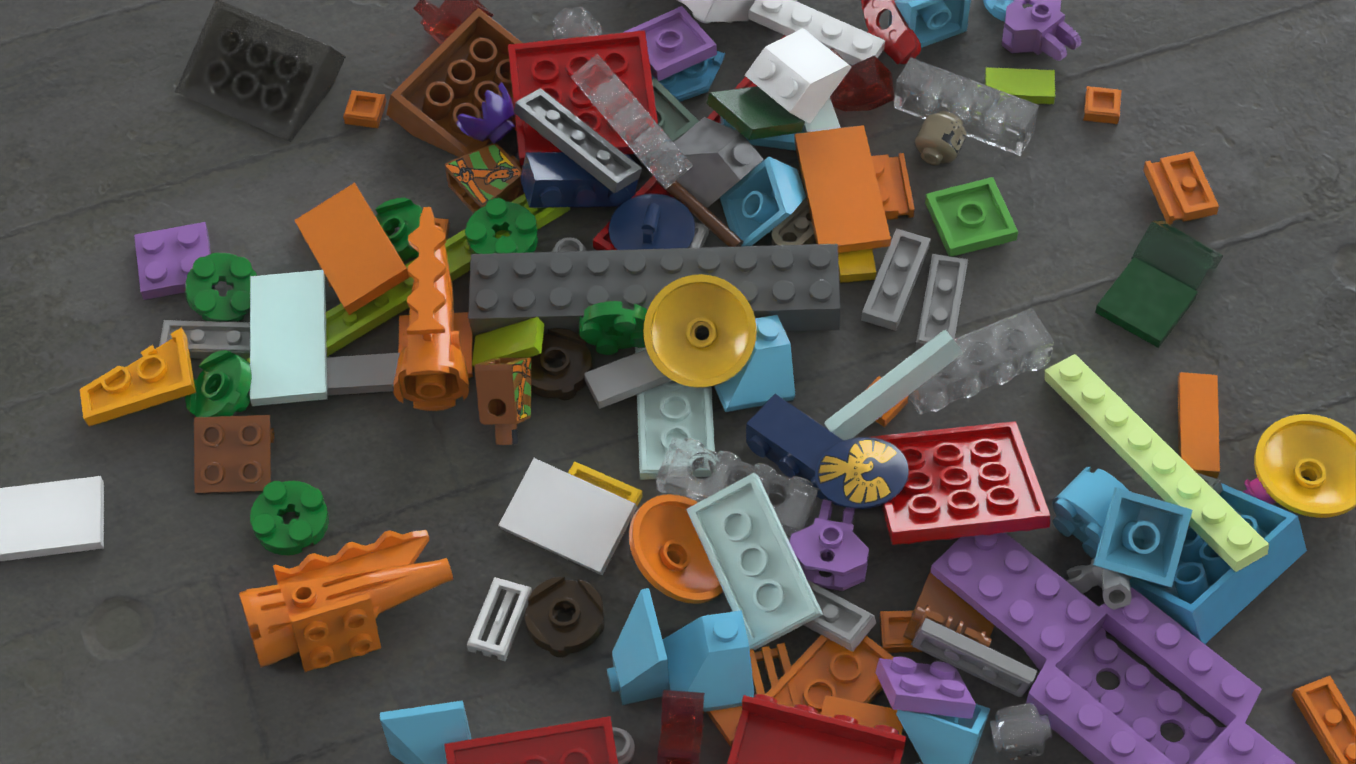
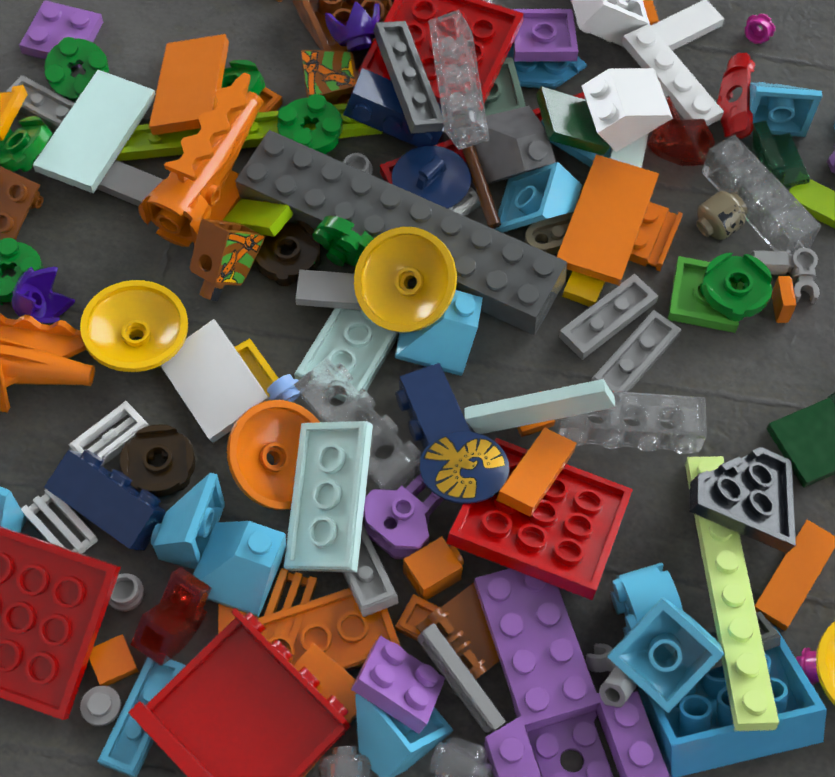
camera: 25 degrees right, 5 degrees up
(339, 527) = (35, 296): none -> dark purple piece
(458, 486) = (133, 311): none -> yellow dish
(507, 706) = (42, 504): none -> white tile
(544, 670) = (106, 498): none -> dark blue brick
(645, 489) = (283, 389): none -> light blue plate
(885, 579) = (433, 568): none -> orange brick
(926, 446) = (536, 472): none -> orange tile
(957, 57) = (779, 156): none -> clear green panel
(993, 211) = (732, 302): none -> green plate
(1037, 152) = (800, 266): none -> light grey bar
(1042, 188) = (783, 299): none -> orange tile
(1125, 375) = (749, 497): none -> black plate

